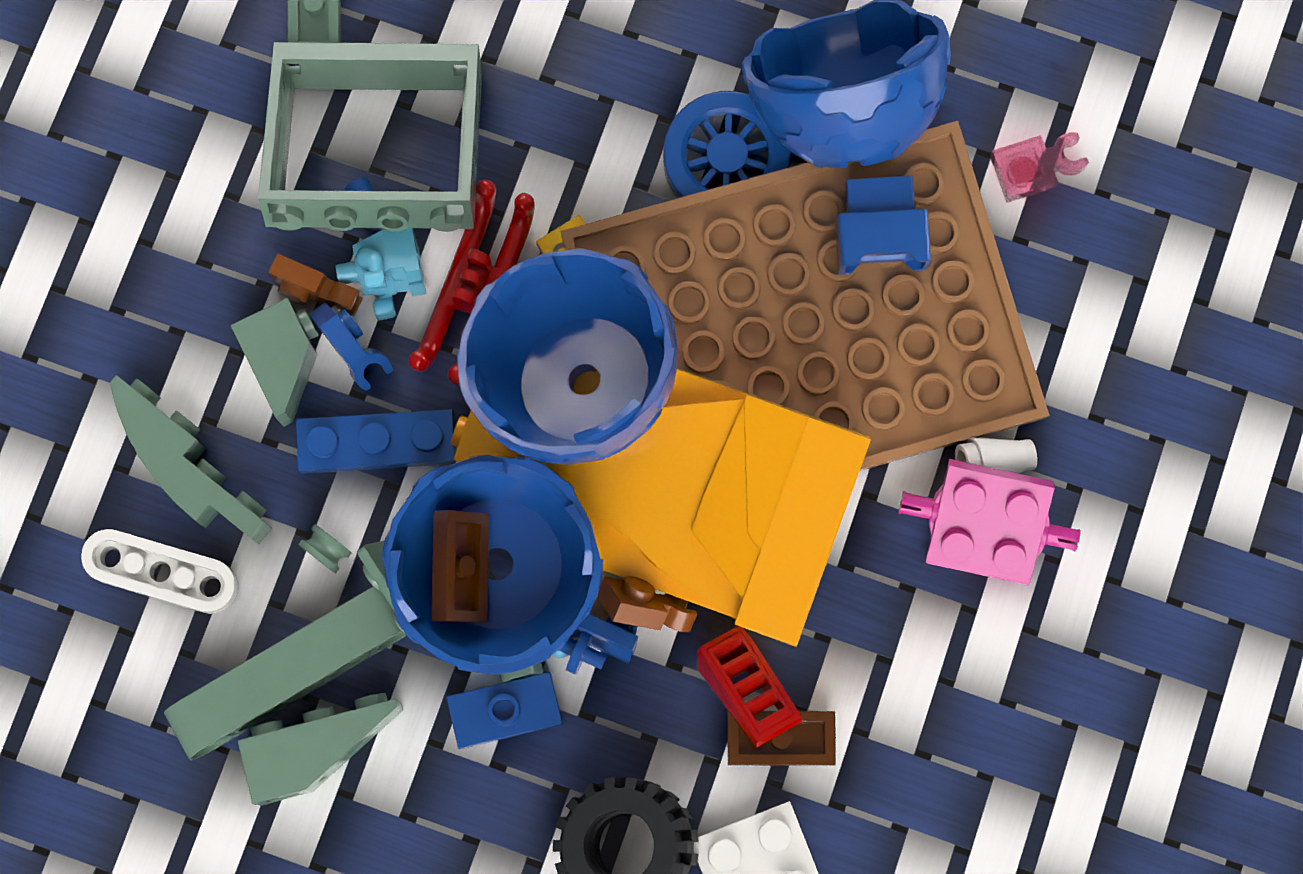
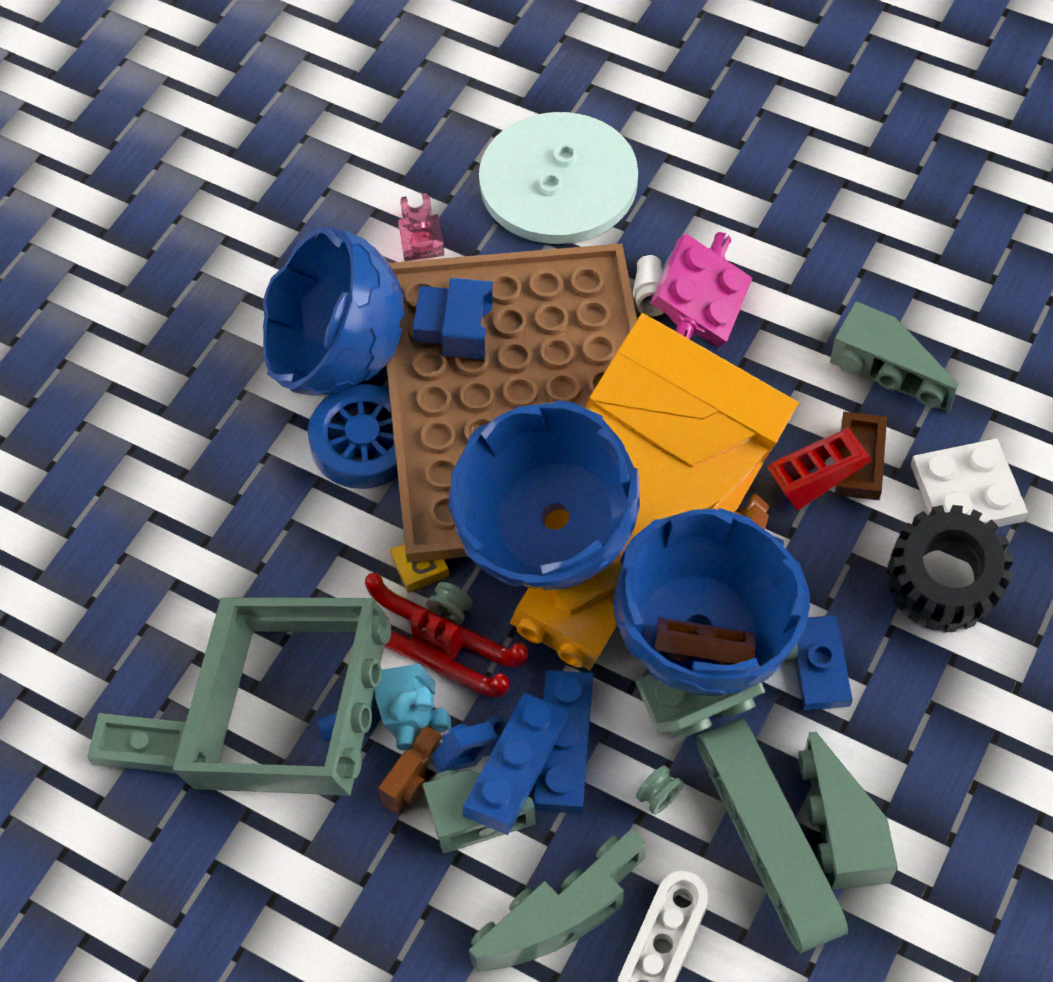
camera: 80 degrees left, 20 degrees down
(319, 389) = (515, 764): none -> blue plate
(938, 753) = (888, 354): none -> sand green slope
(1156, 323) = (558, 177): none -> light aqua plate

